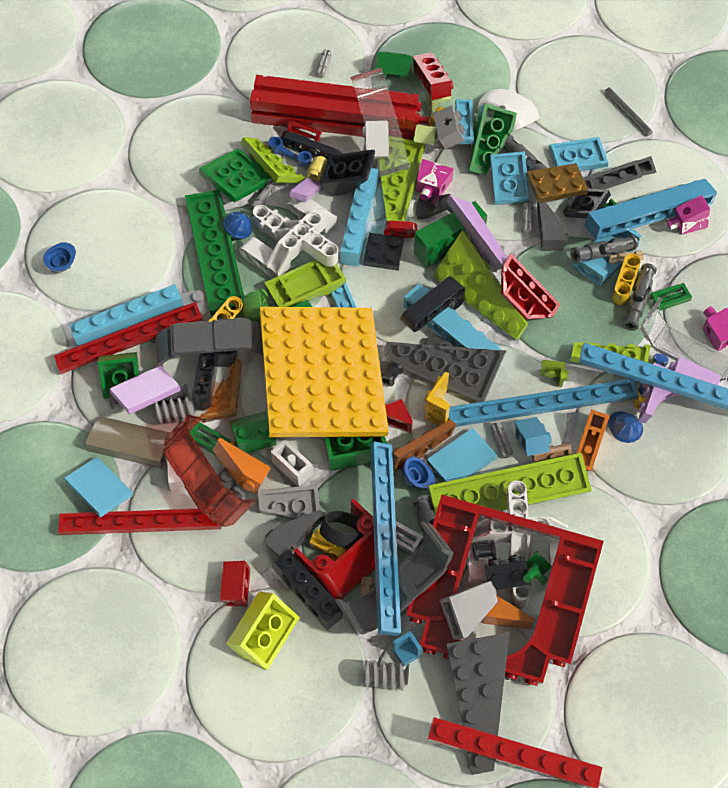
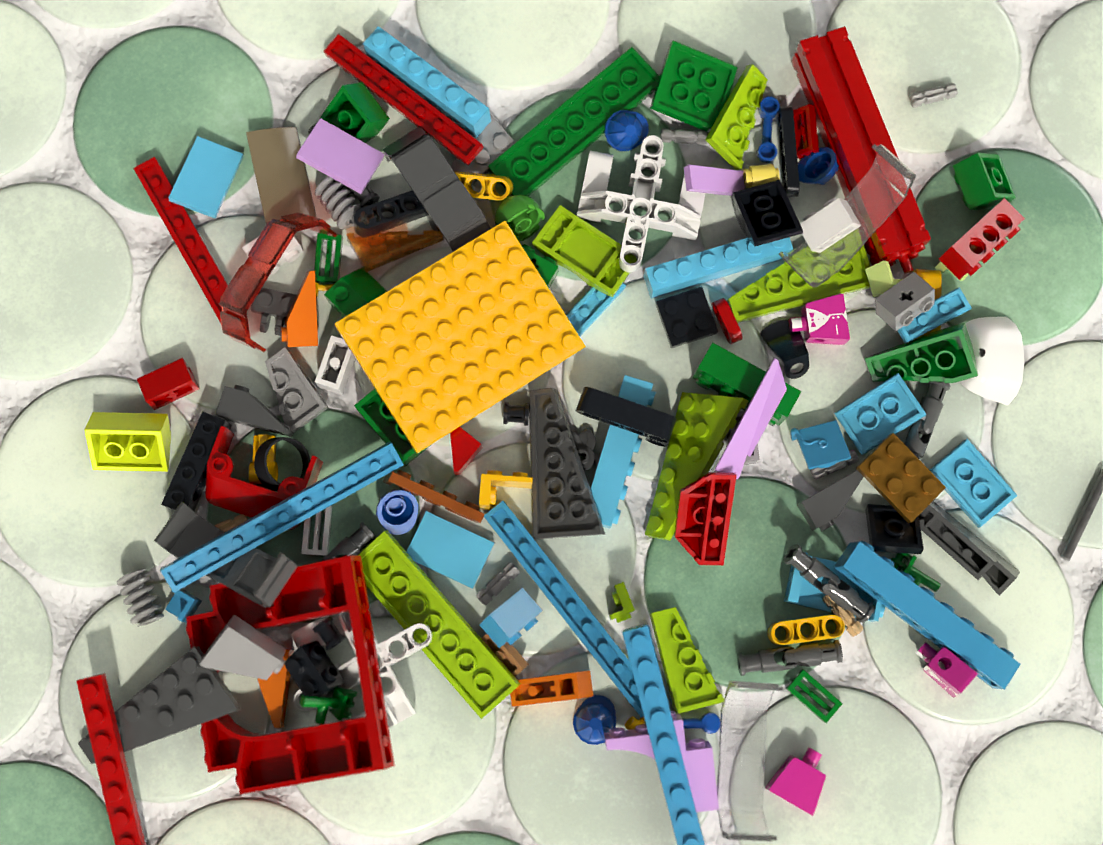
camera: 60 degrees right, 20 degrees up
(332, 134) = (818, 167): none -> blue piece
(511, 215) = (821, 444): none -> dark azure hat

